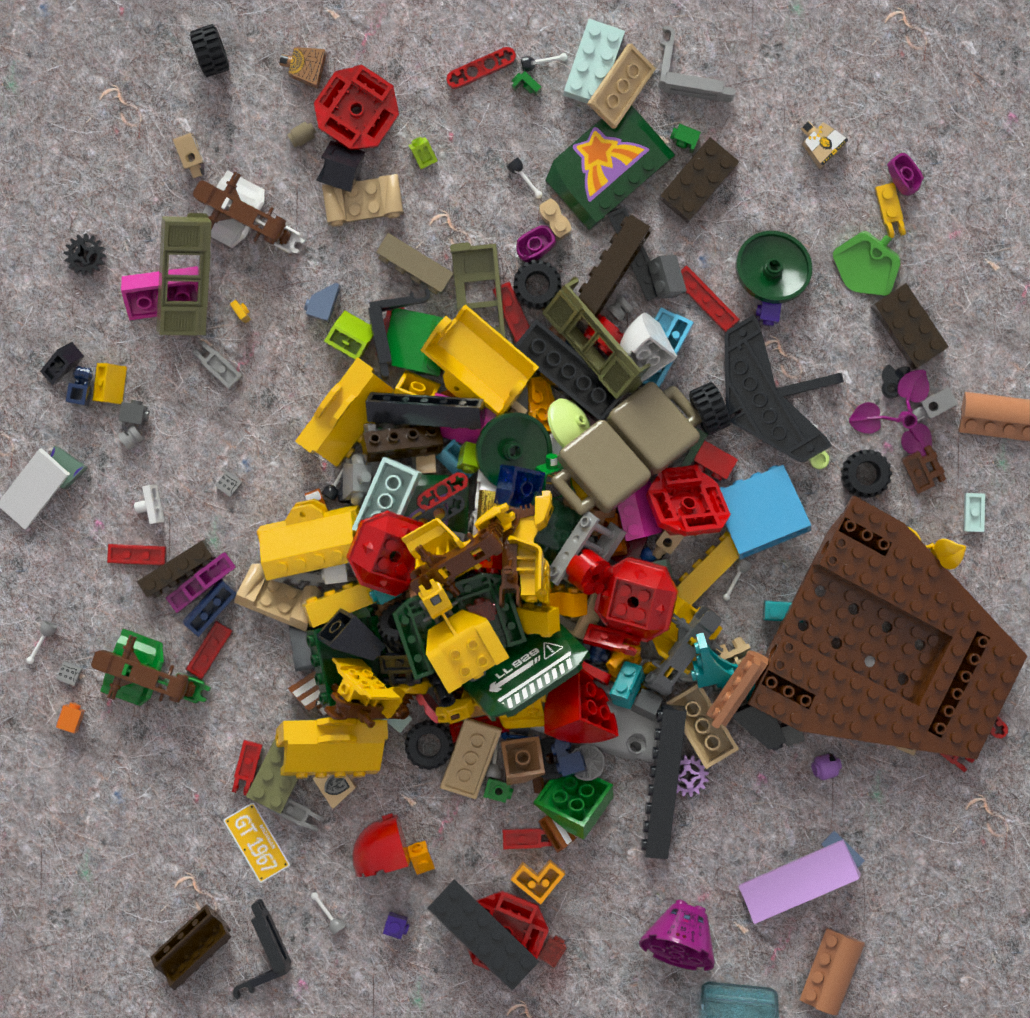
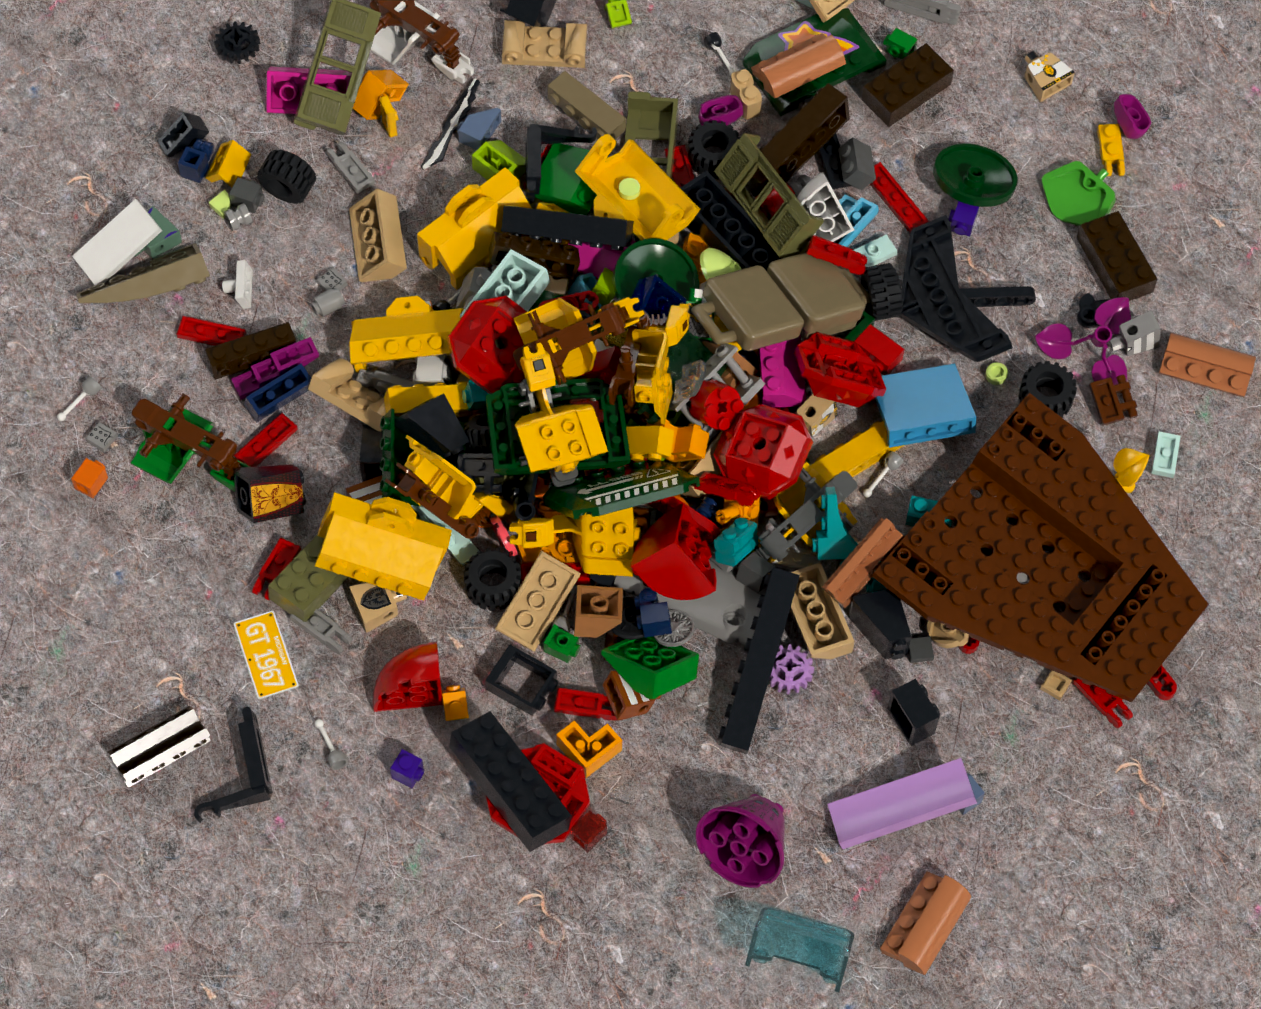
camera: 10 degrees right, 25 degrees down
(77, 511) = (163, 275): none -> dark tan wedge
(112, 424) = (220, 203): none -> yellowish green tile
(165, 394) = (286, 176): none -> black tyre
(225, 285) = (377, 85): none -> light orange brick
(225, 706) = (269, 492): none -> slope
(230, 507) = (327, 302): none -> light grey brick
(258, 433) = (377, 237): none -> tan slope
(298, 299) = (464, 105): none -> black sword
(471, 355) = (629, 188): none -> yellowish green tile
(489, 844) = (514, 655): none -> black window
(565, 559) = (691, 380): none -> clear slope
(598, 184) = (799, 64): none -> nougat brick
(666, 390) = (837, 254): none -> red hinge
(694, 359) = (877, 250): none -> light aqua plate
(798, 801) = (913, 711): none -> black piece
(826, 766) = (954, 688): medium lavender head -> none

